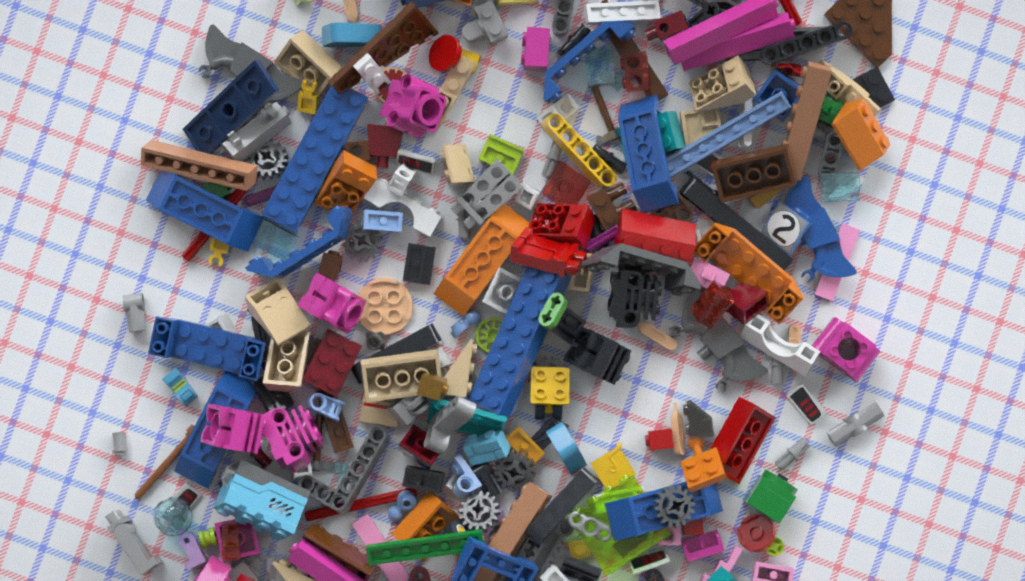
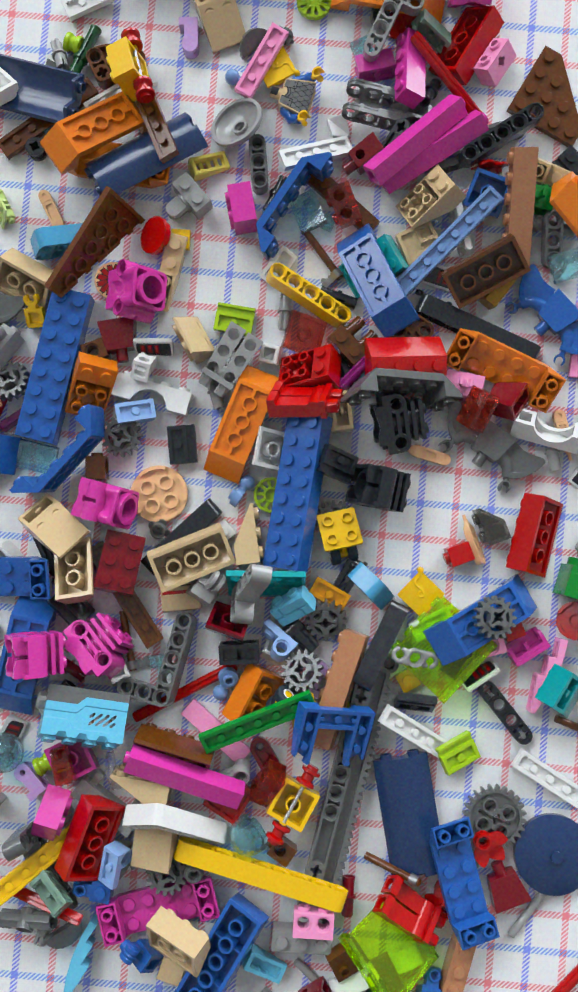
camera: 15 degrees left, 0 degrees up
(328, 408) = (126, 606): light blue piece -> none
(371, 73) = (86, 269): white hinge -> none
(432, 386) = (224, 560): pearl gold brick -> none
(553, 311) = (324, 454): bright green beam -> none
(702, 468) = (510, 572): orange plate -> none
(785, 228) = (527, 318): slope -> none

